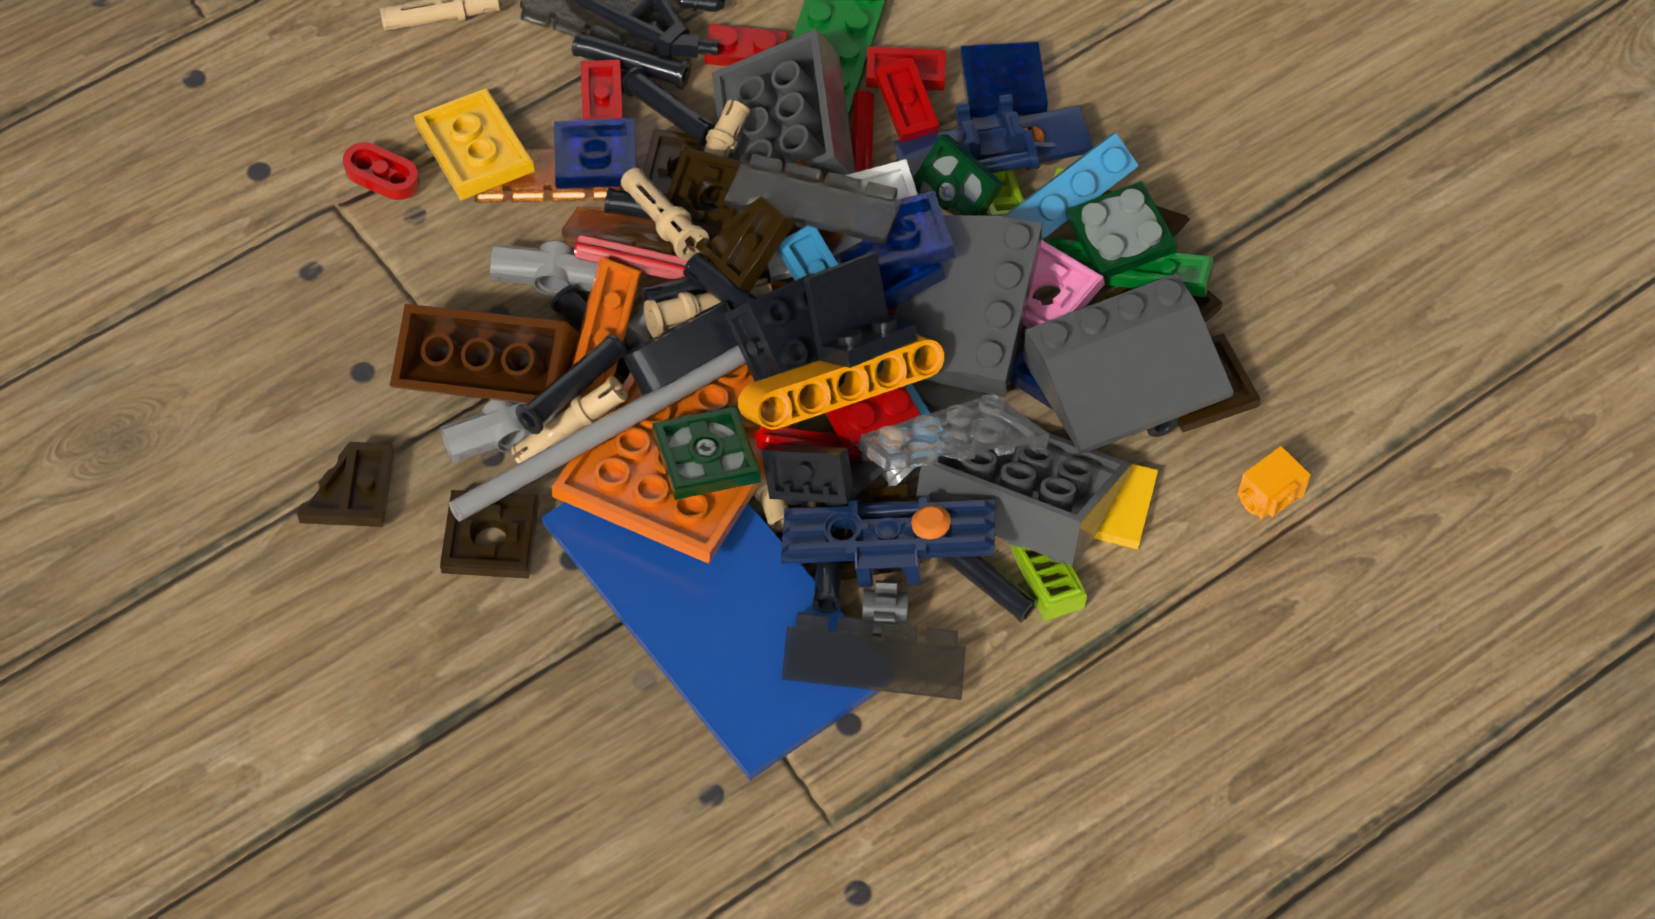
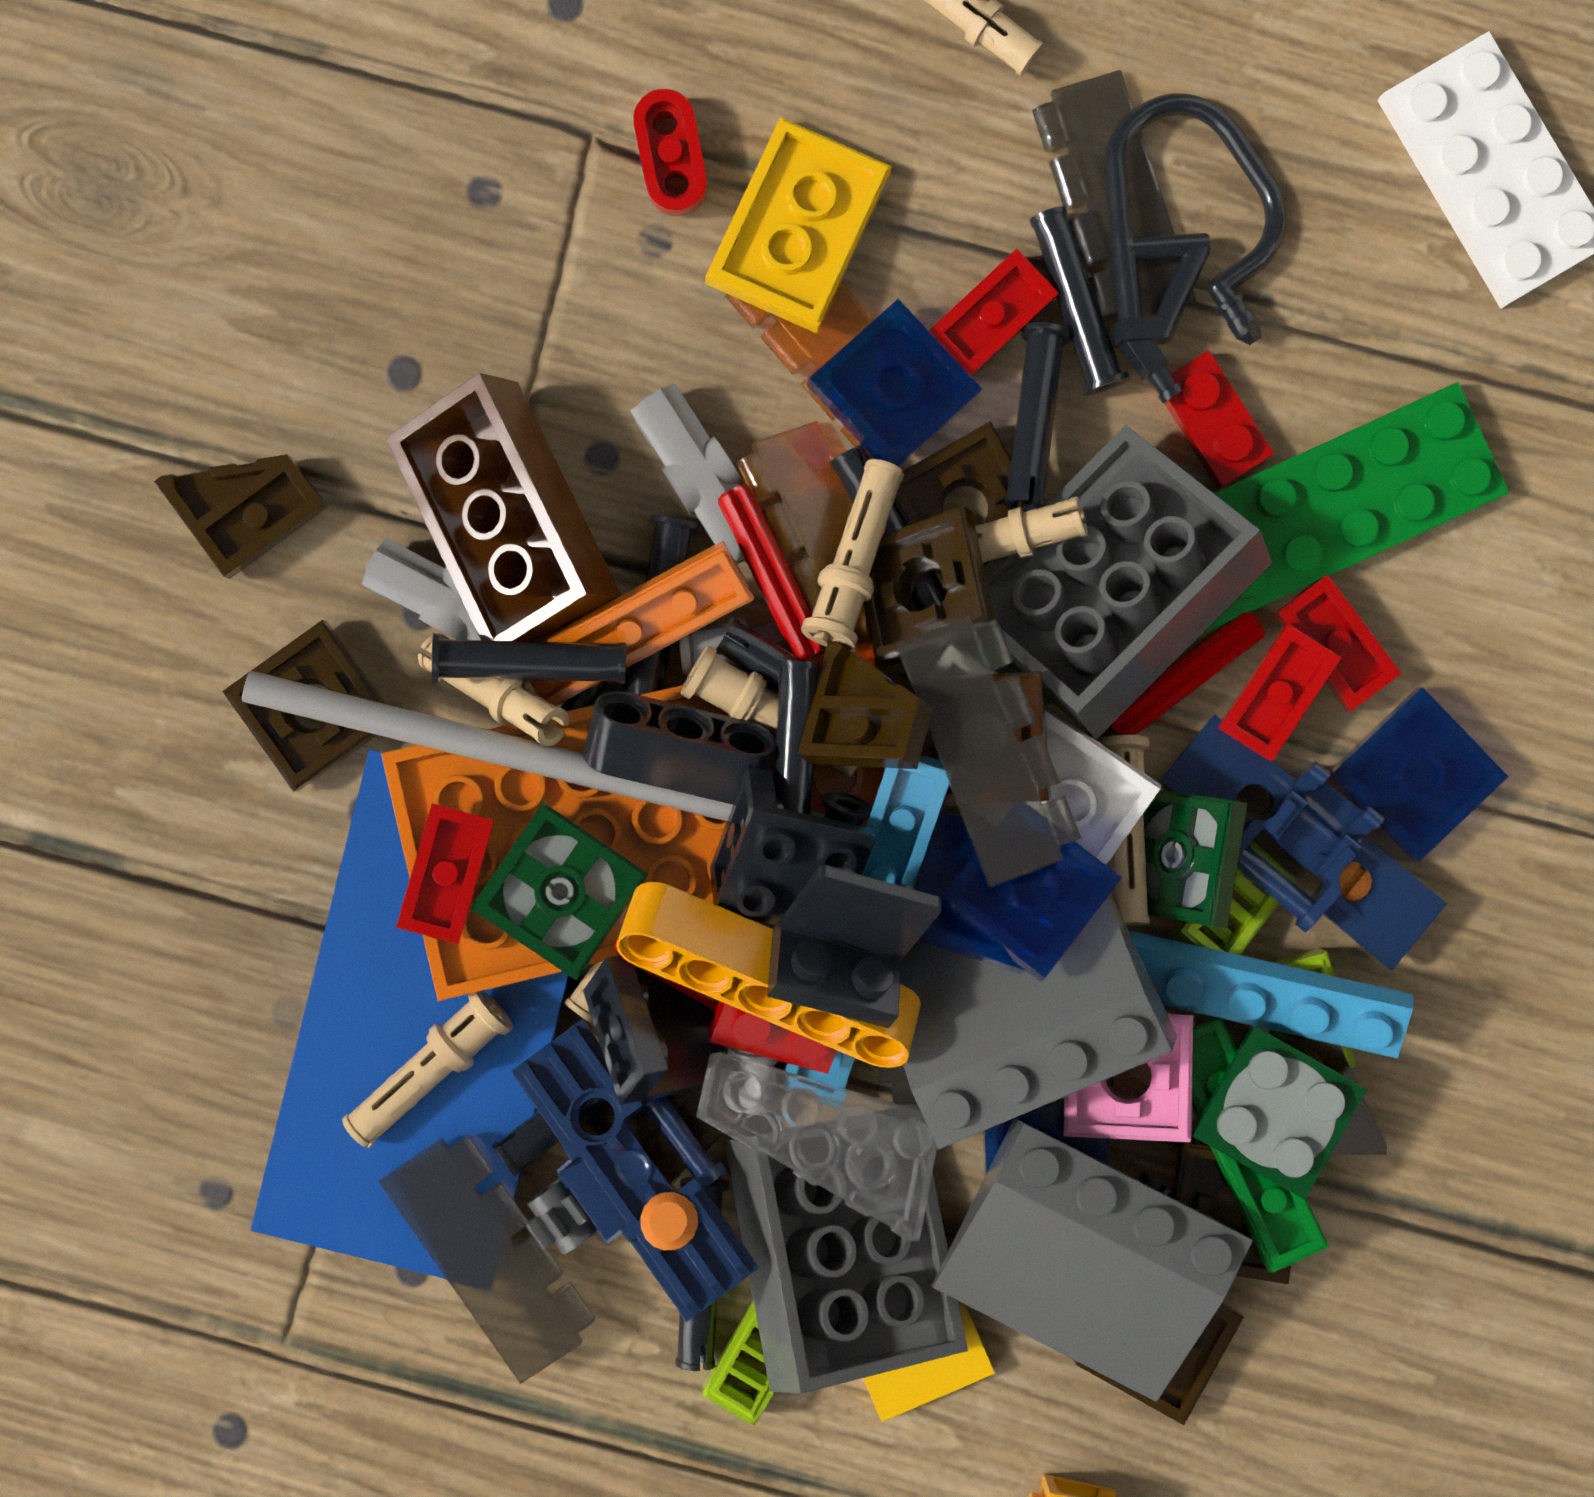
camera: 55 degrees right, 30 degrees up
(645, 492) = (445, 873): none -> red plate
(741, 585) = (448, 1050): none -> tan pin

